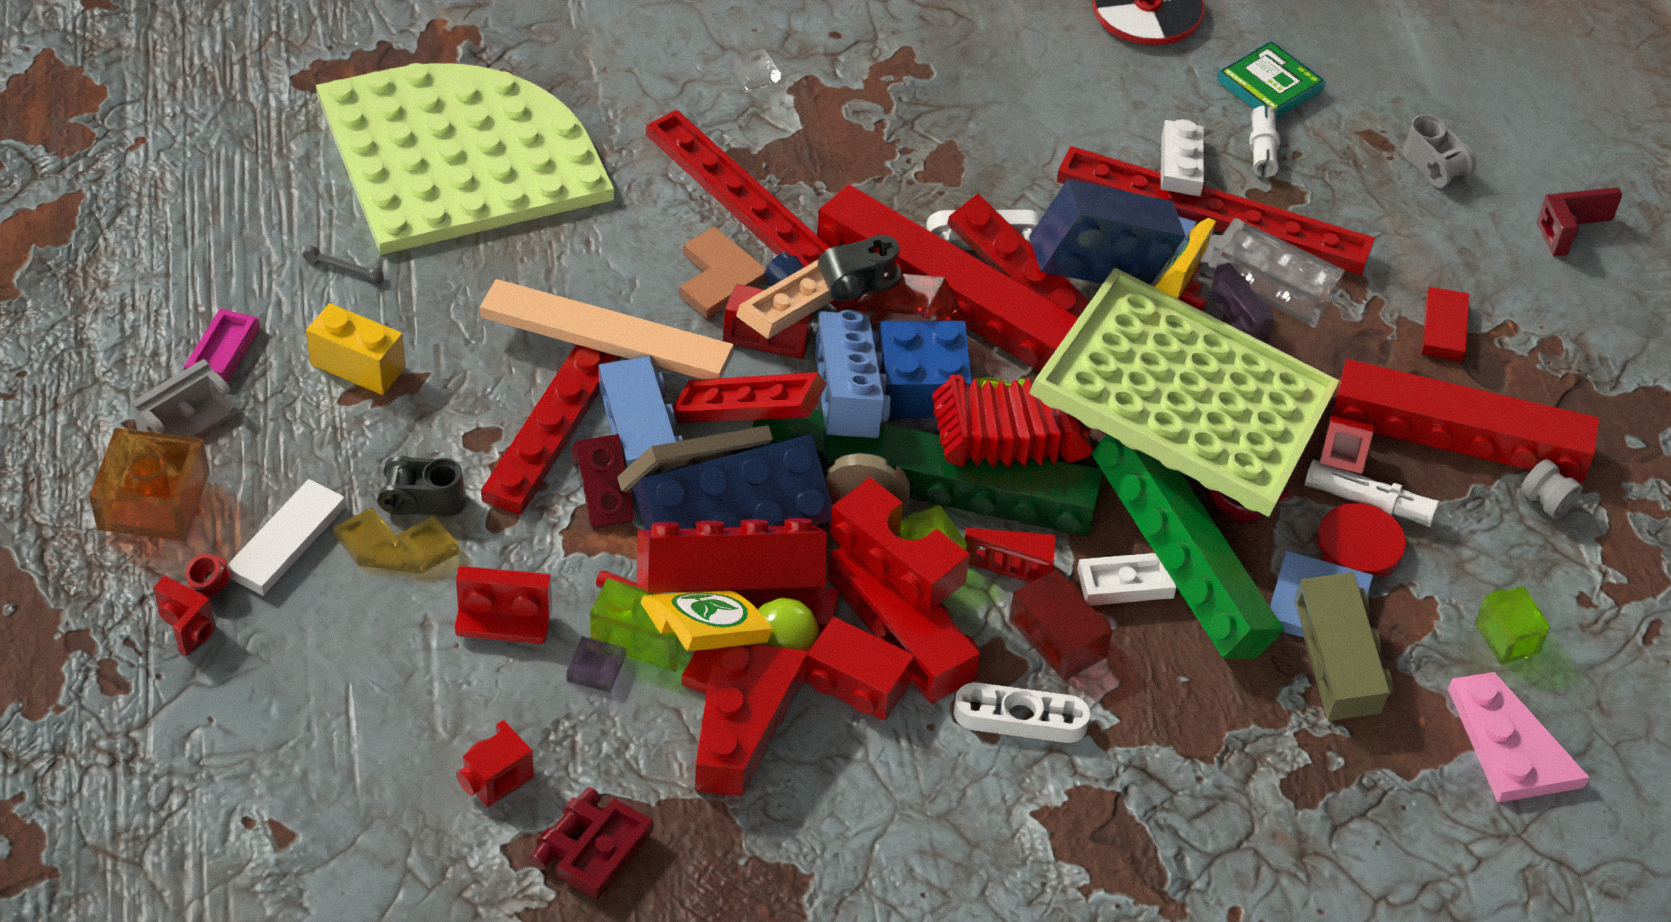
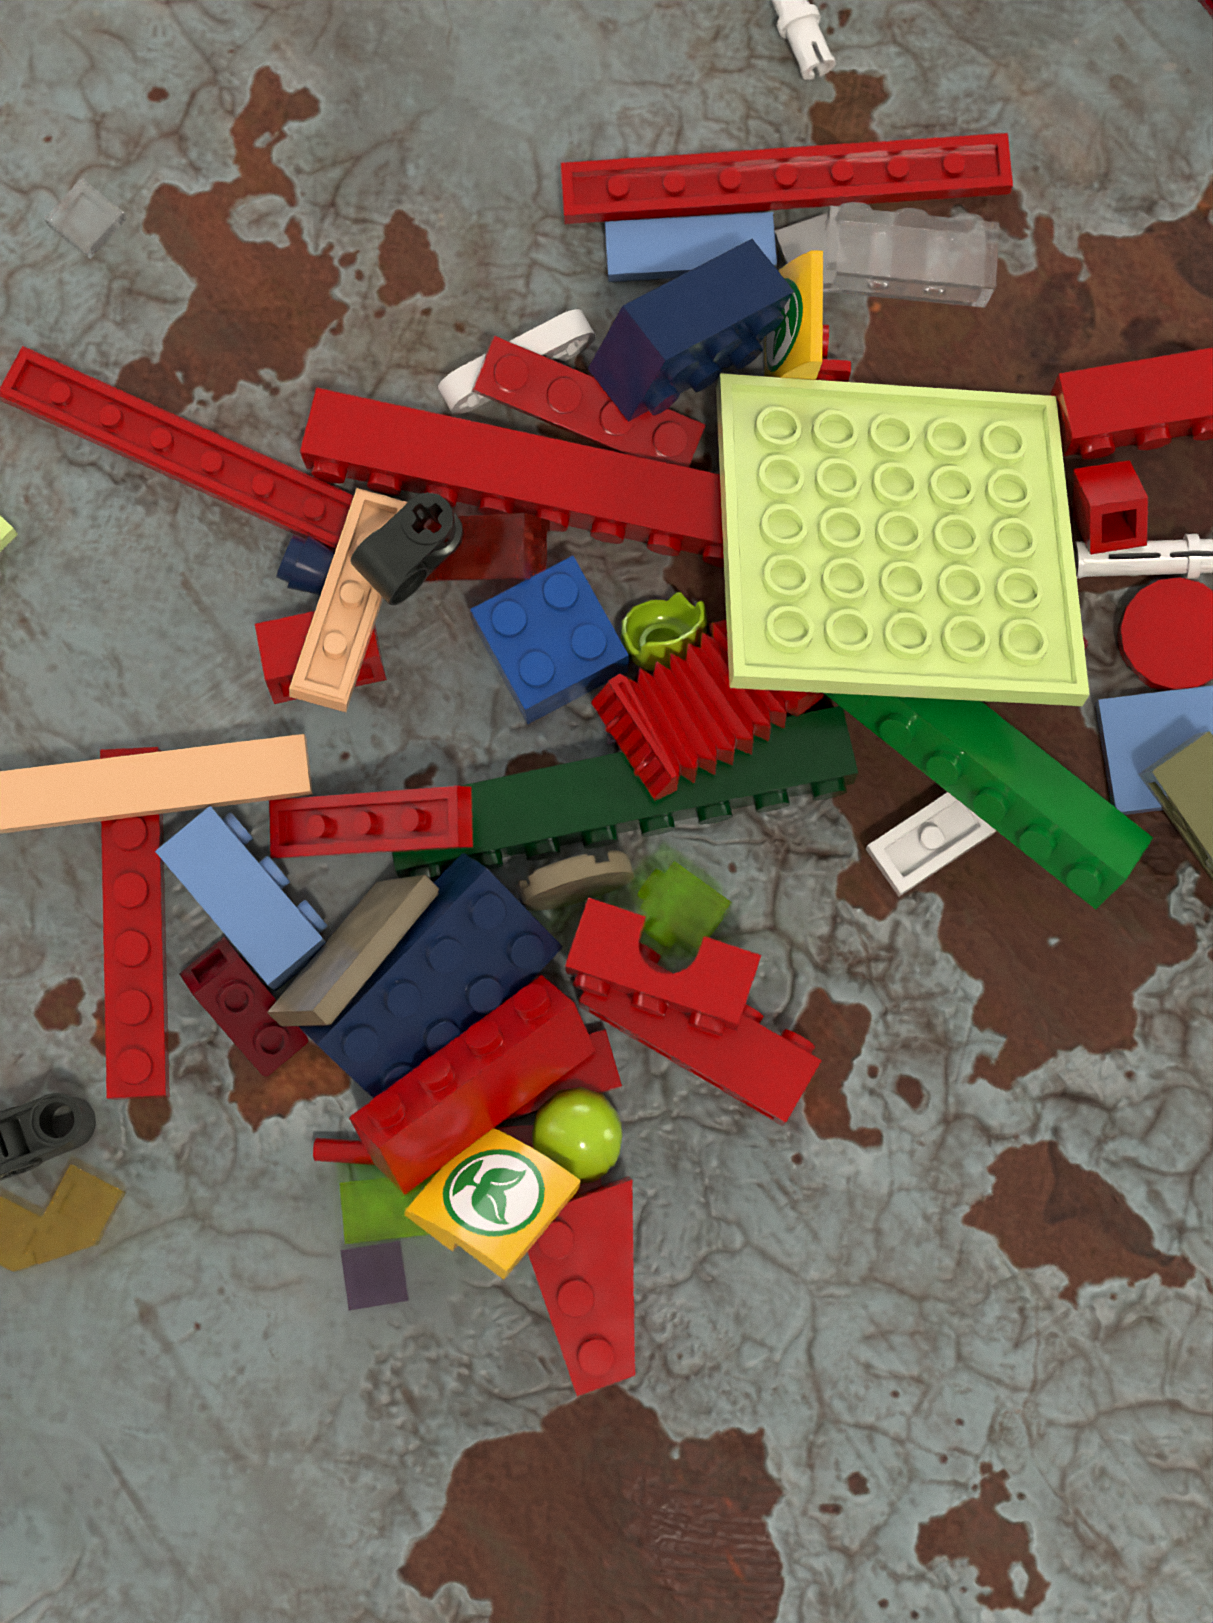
camera: 20 degrees left, 30 degrees up
(496, 766) = (338, 1489): red brick -> none
(503, 604) = (231, 1269): red bracket -> none
(602, 849) = (517, 1535): dark red plate -> none
(722, 266) = (231, 596): nougat tile -> none
(851, 367) = (471, 714): medium blue brick -> none
(859, 668) = (685, 1138): red brick -> none
(987, 721) = (931, 1066): white beam -> none
(1011, 552) = (795, 871): red slope -> none
(1060, 624) = (888, 949): clear red brick -> none
(1182, 157) = (711, 113): white plate -> none
(1241, 303) = (873, 319): clear purple plate -> none
(1445, 324) = (1143, 227): red tile -> none

